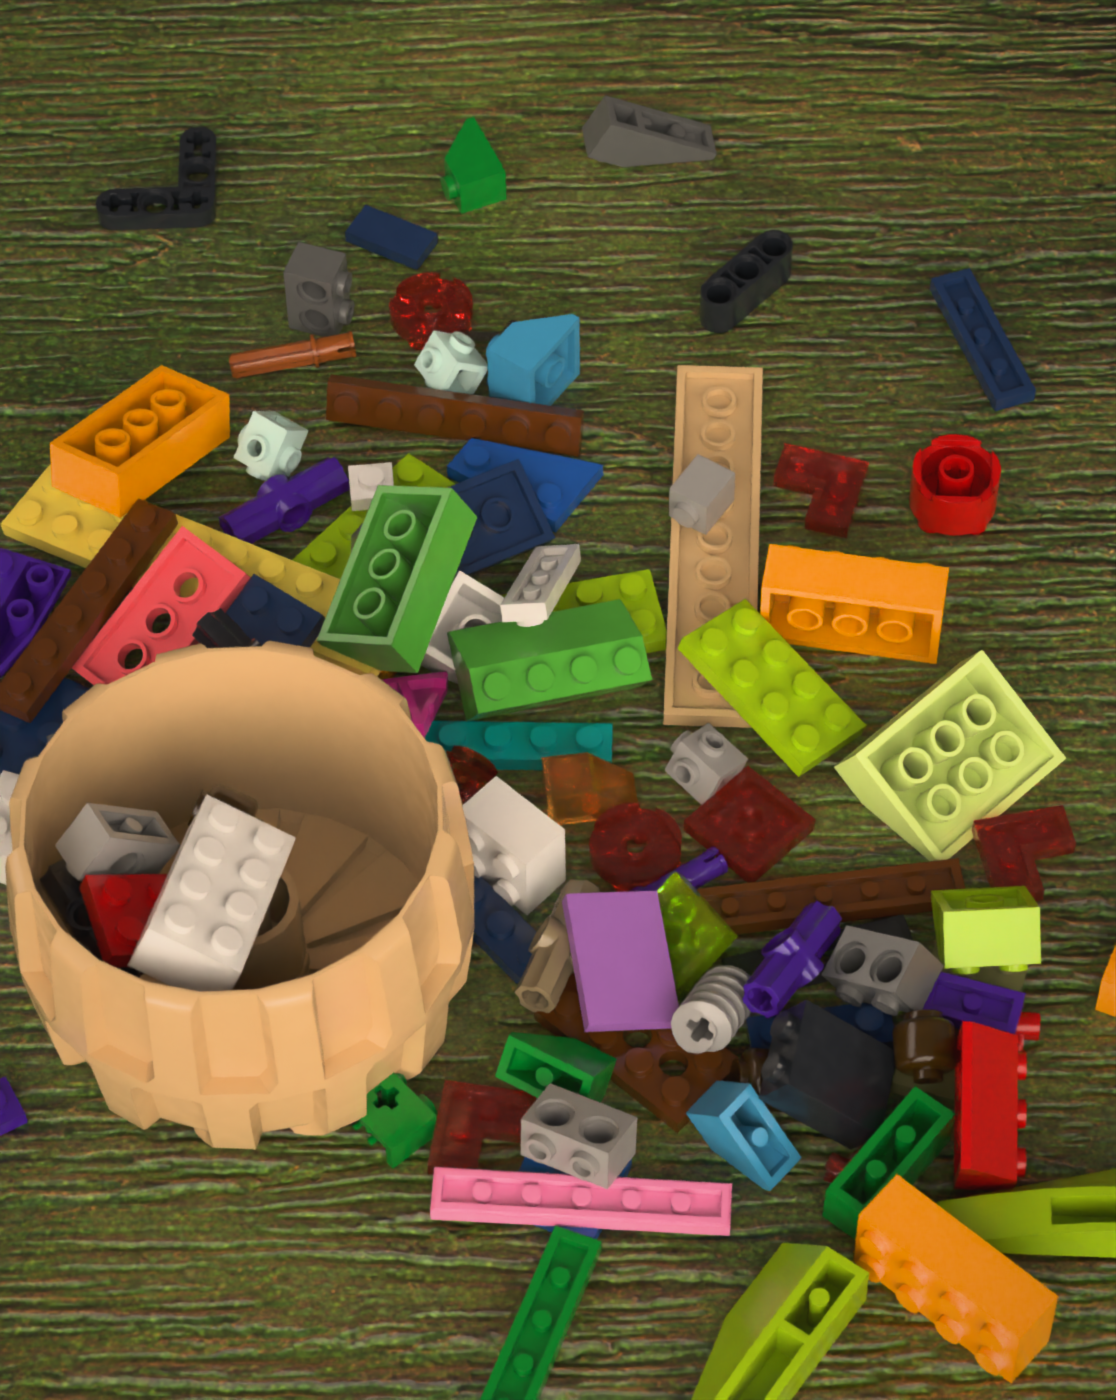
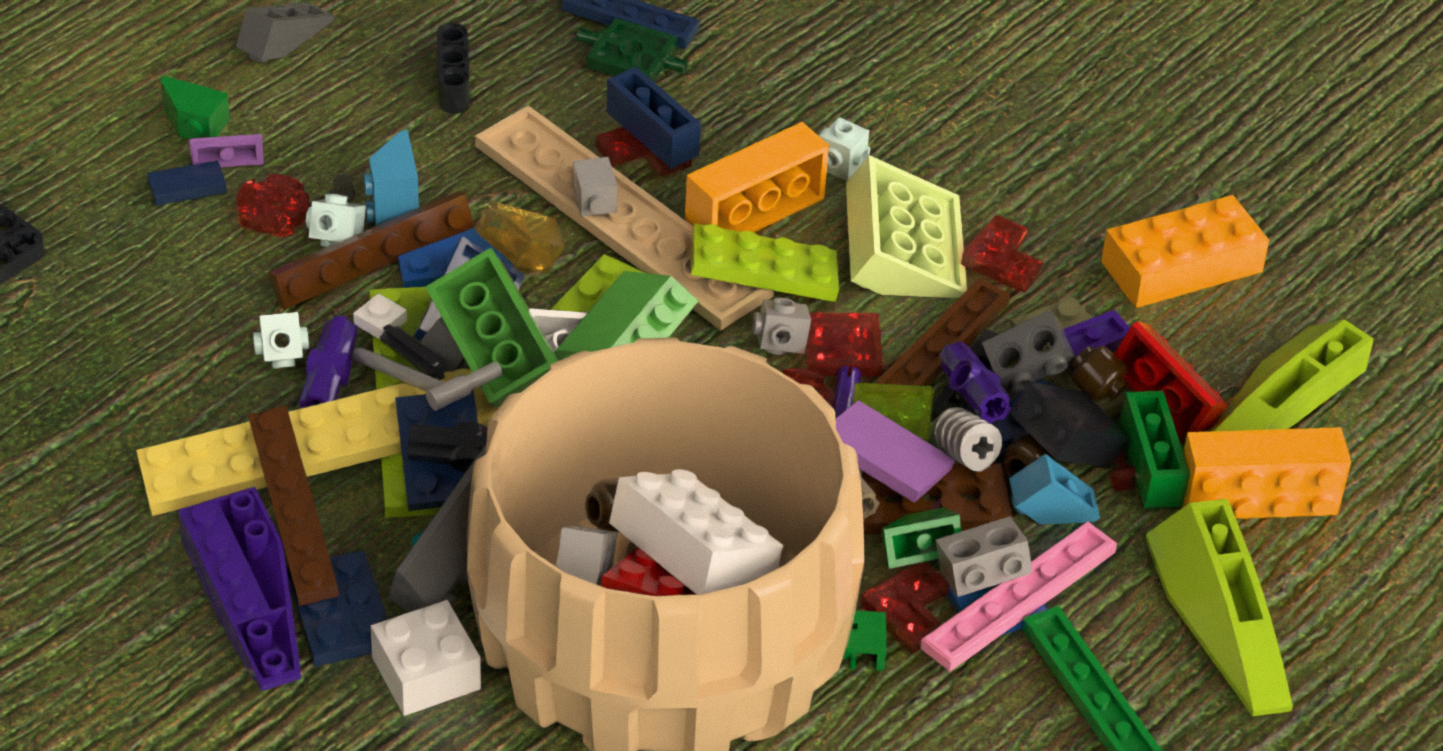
camera: 50 degrees left, 10 degrees down
(140, 440) = (200, 385): light orange brick -> none
(159, 594) = (376, 457): coral plate -> none
(284, 599) = (437, 392): none -> light grey bar
(292, 355) = (227, 274): dark orange axle -> none
(318, 290) = (196, 231): dark grey brick -> none
(338, 542) = (413, 352): none -> black axle
(455, 231) = (228, 150): none -> medium lavender slope
(540, 584) = (571, 291): white plate -> none
(585, 497) = (522, 236): none -> clear yellow slope
(834, 462) = (653, 117): none -> dark blue brick
(934, 379) = (631, 45): none -> dark green plate
(954, 486) = (725, 94): red brick -> none
(986, 928) = (1057, 285): lime slope -> none
(1001, 624) = (846, 147): none -> light aqua brick

